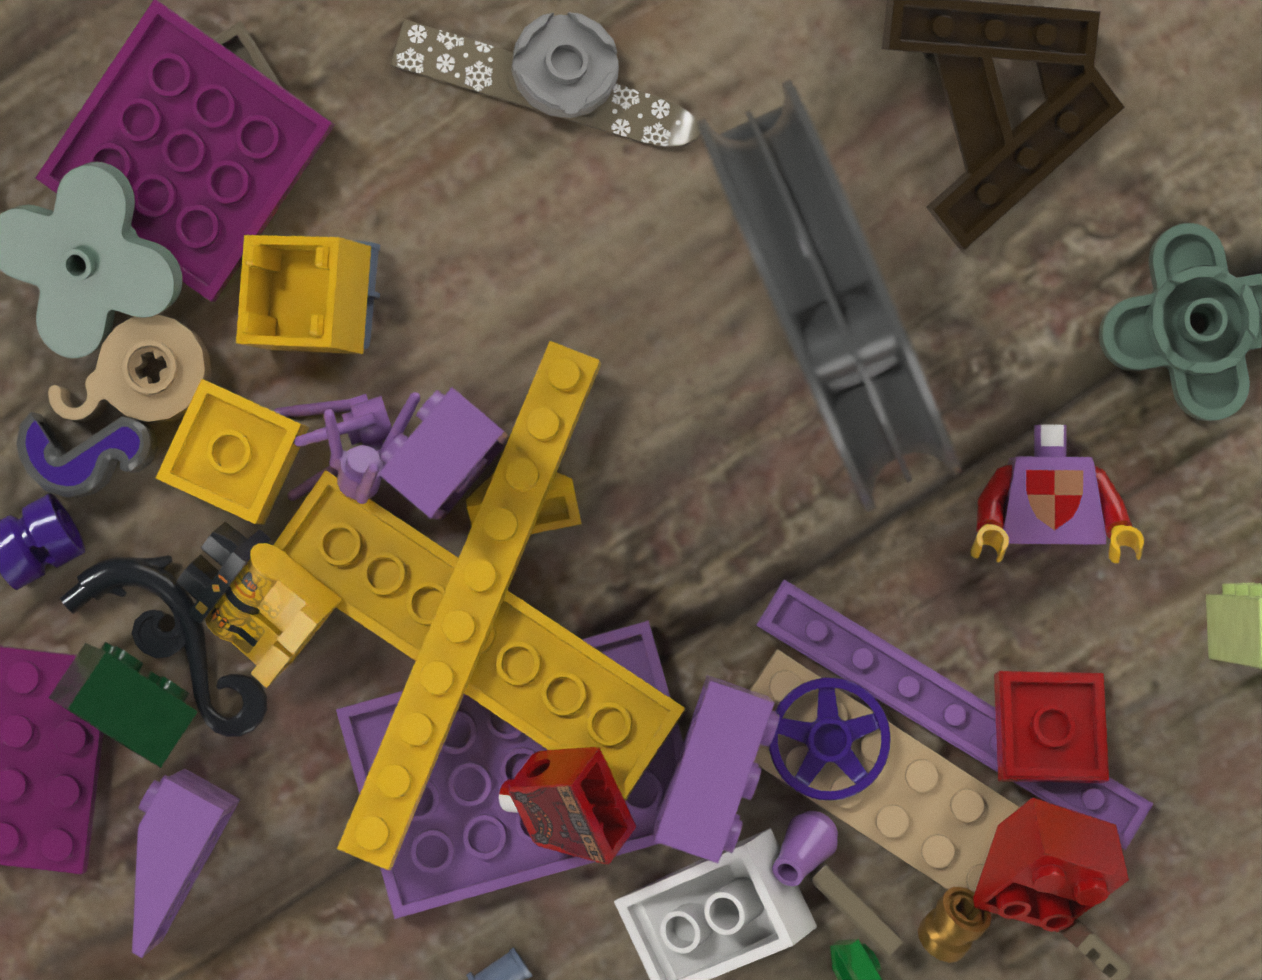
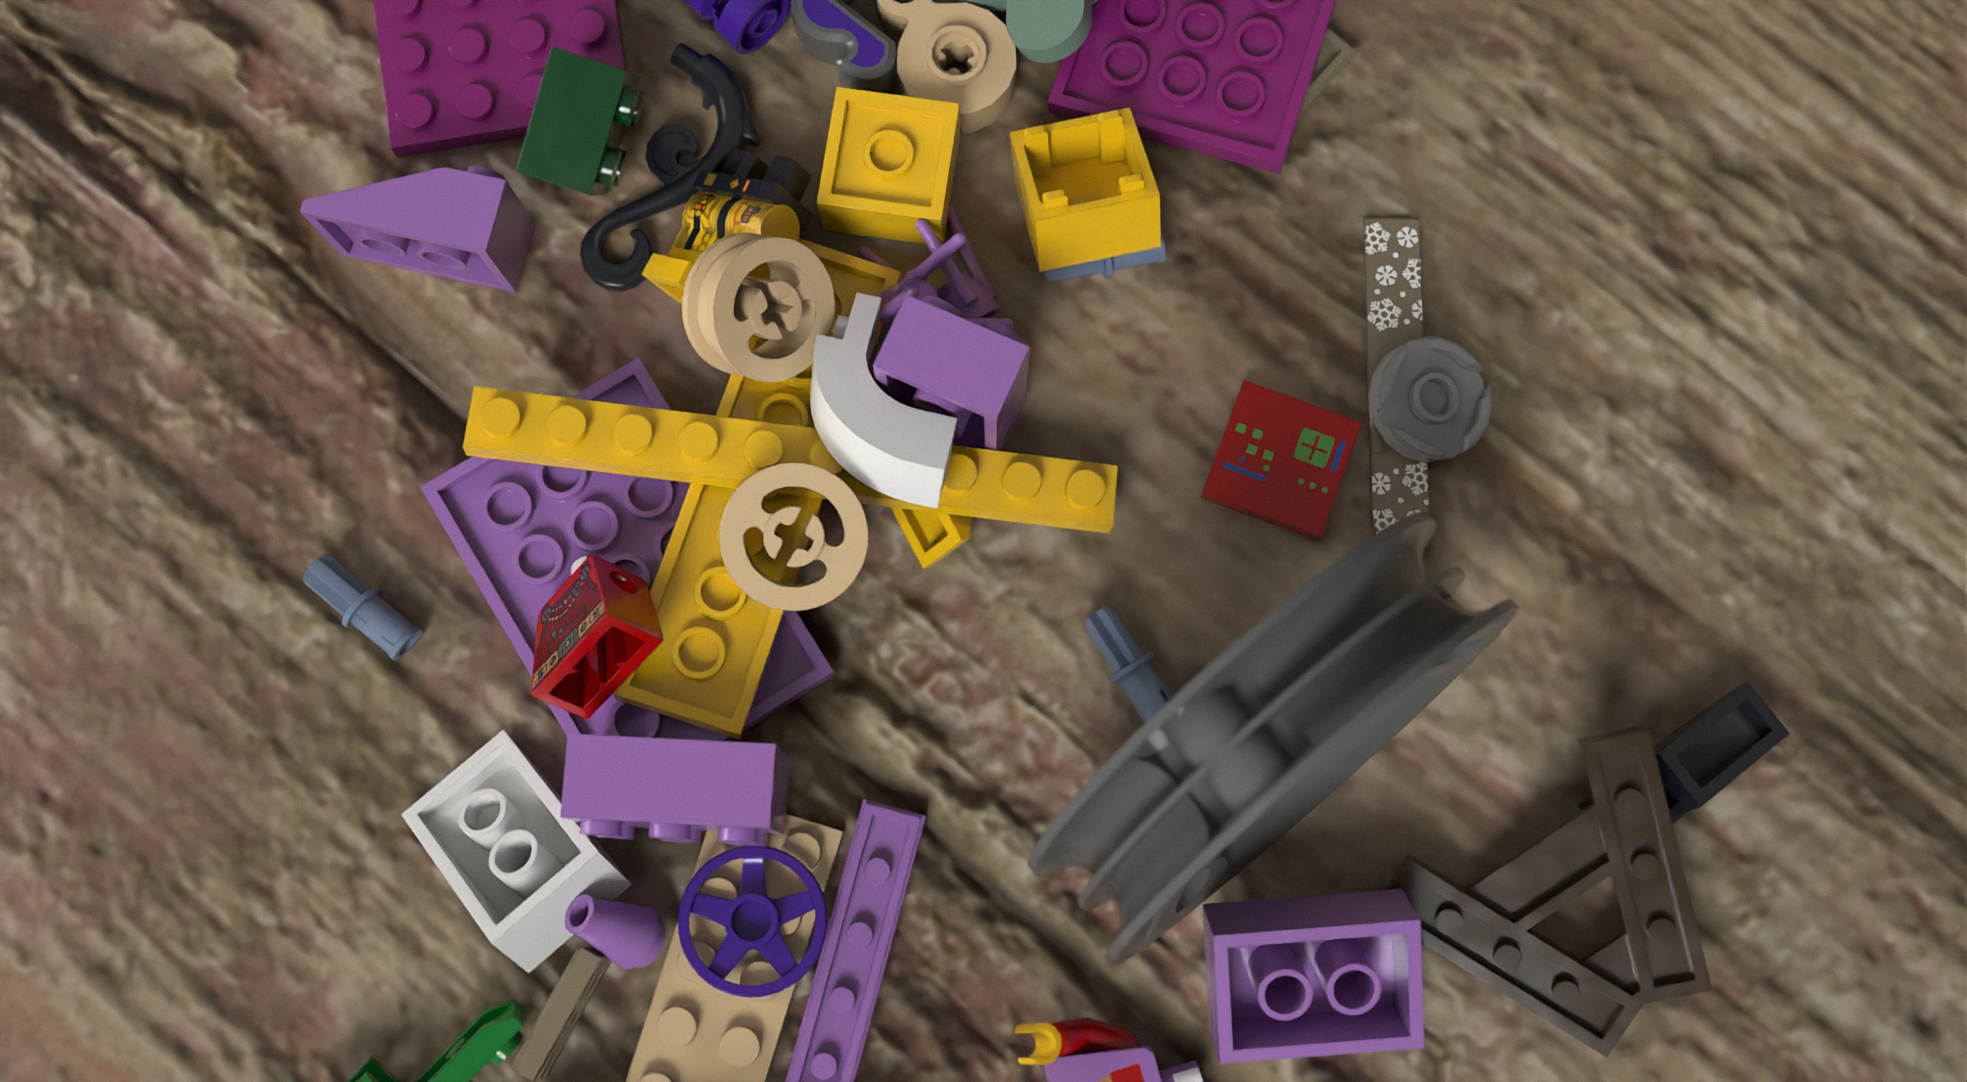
camera: 75 degrees right, 10 degrees down
(343, 625) = (728, 306): none -> tan wheel
(470, 539) = (863, 428): none -> white arch
(568, 588) = (747, 510): none -> tan wheel
(578, 203) = (1281, 460): none -> red tile
(713, 379) = (1131, 666): none -> sand blue axle
(999, 314) = (1314, 975): none -> medium lavender brick

